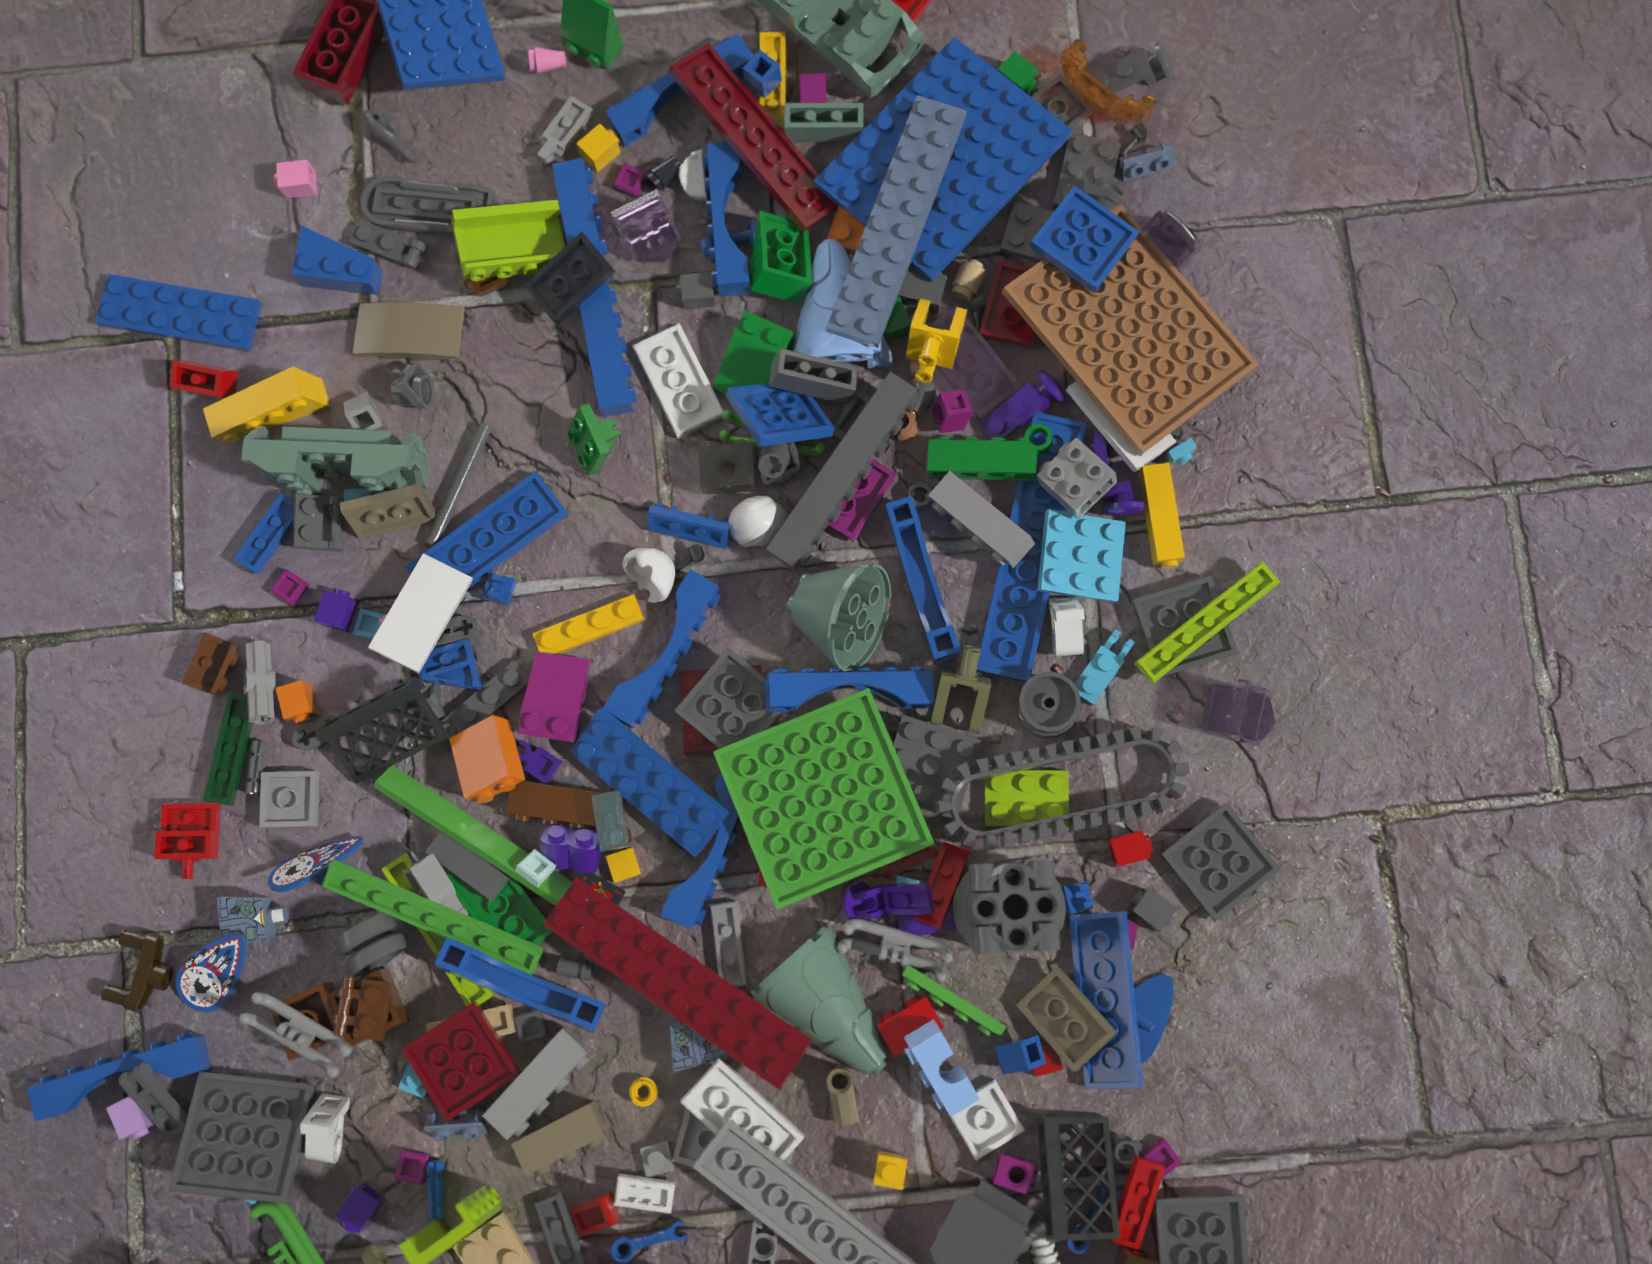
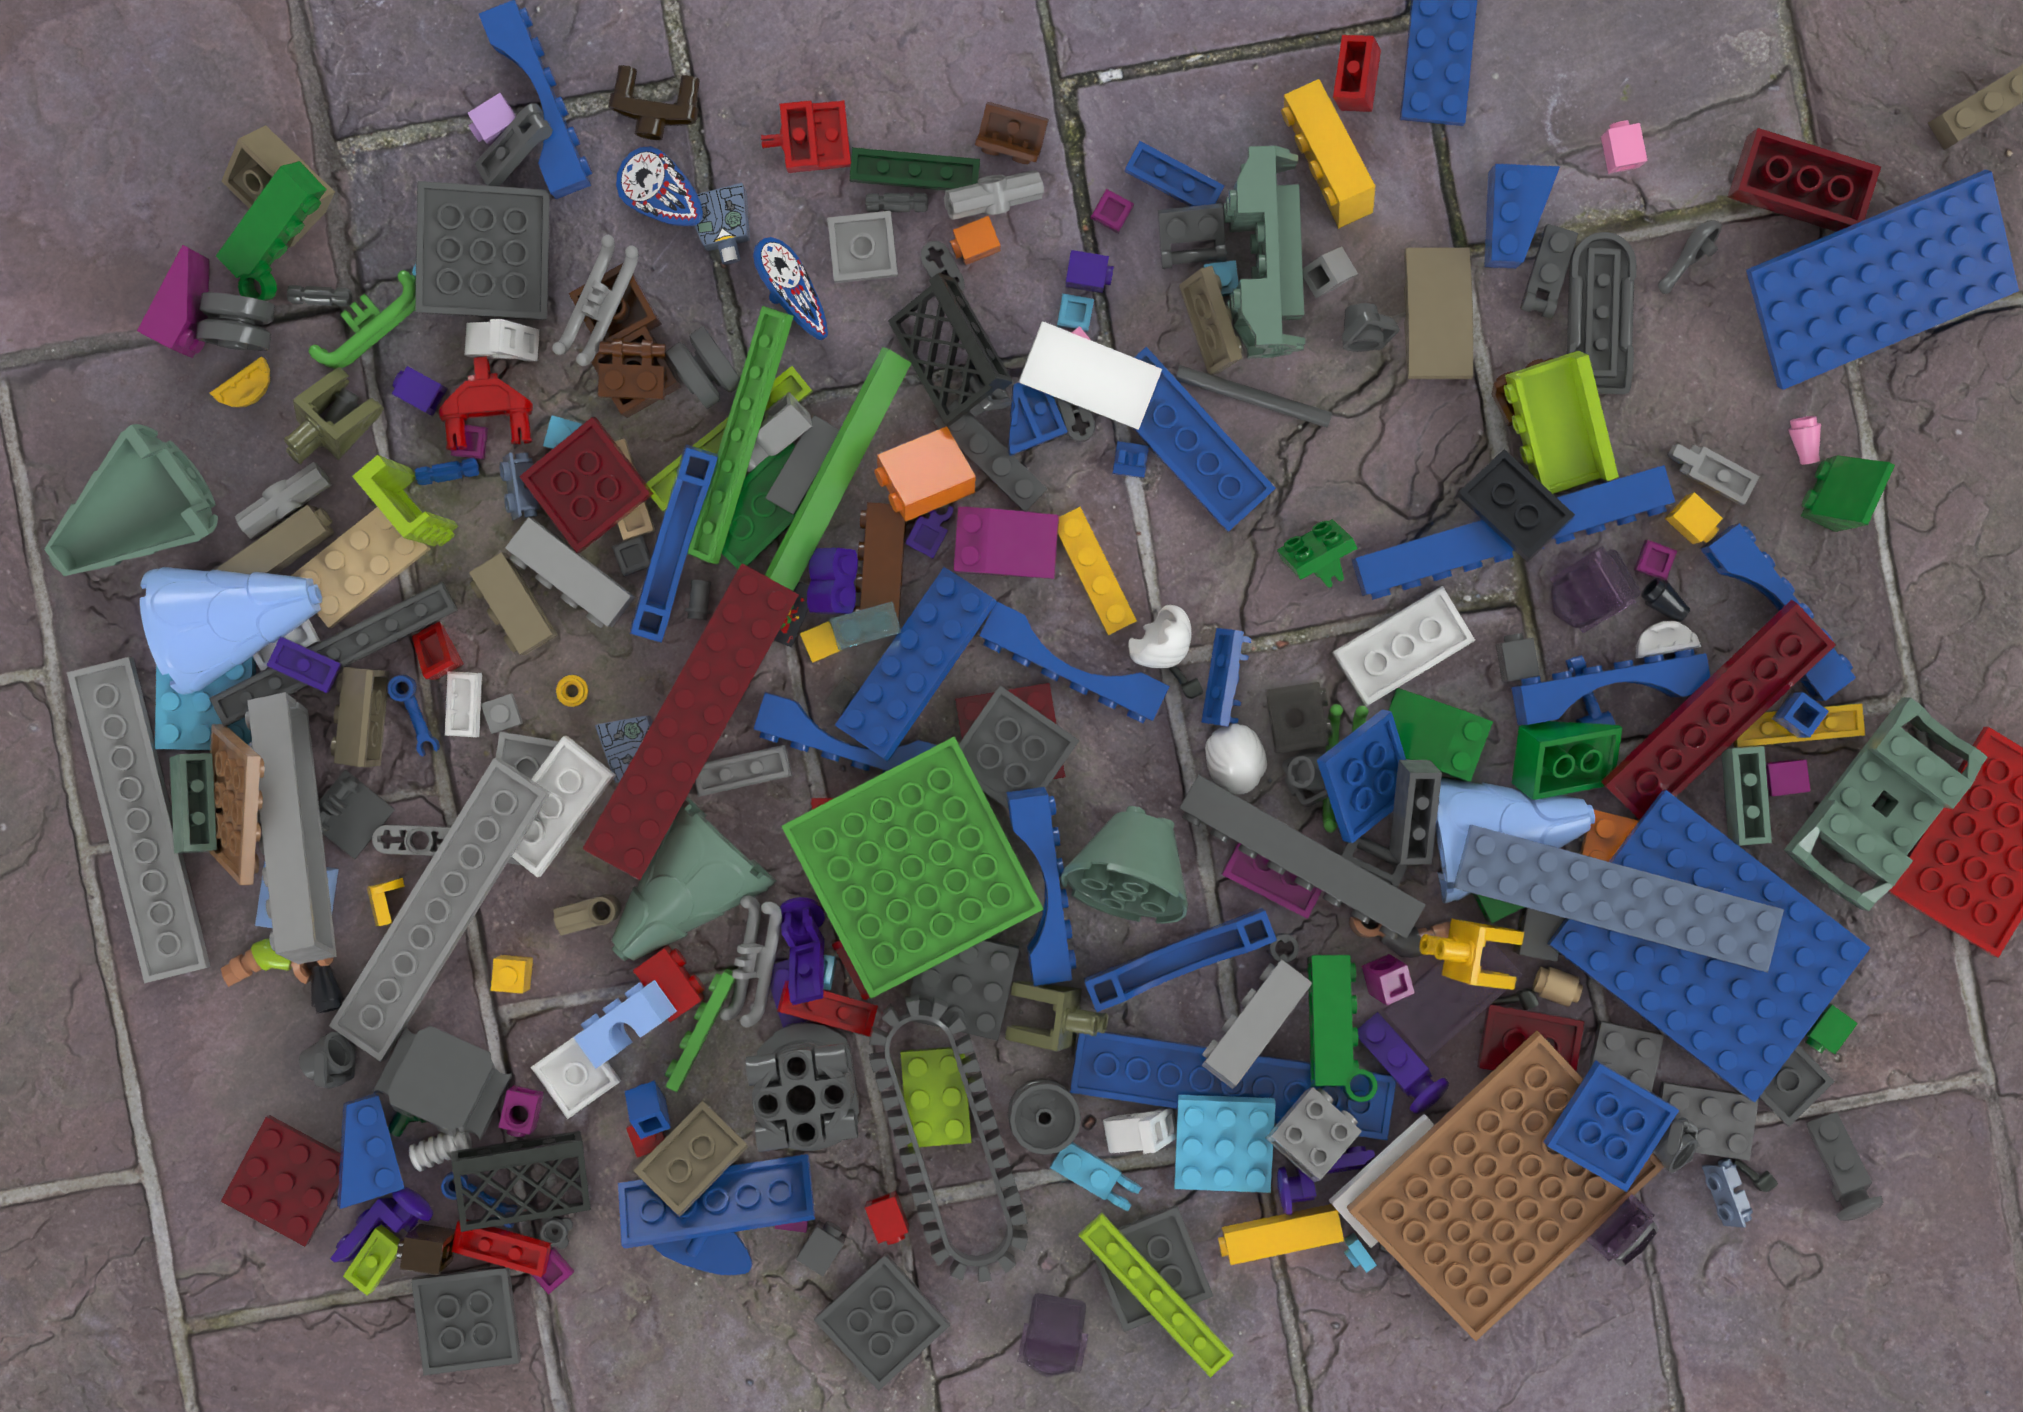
camera: 80 degrees right, 10 degrees up
(374, 1148) = (485, 397): none -> red connector
(535, 868) = (806, 544): light aqua tile -> none
(1077, 897) = (827, 1162): blue tile -> none
(1098, 94) = (1806, 1128): clear orange windscreen -> none

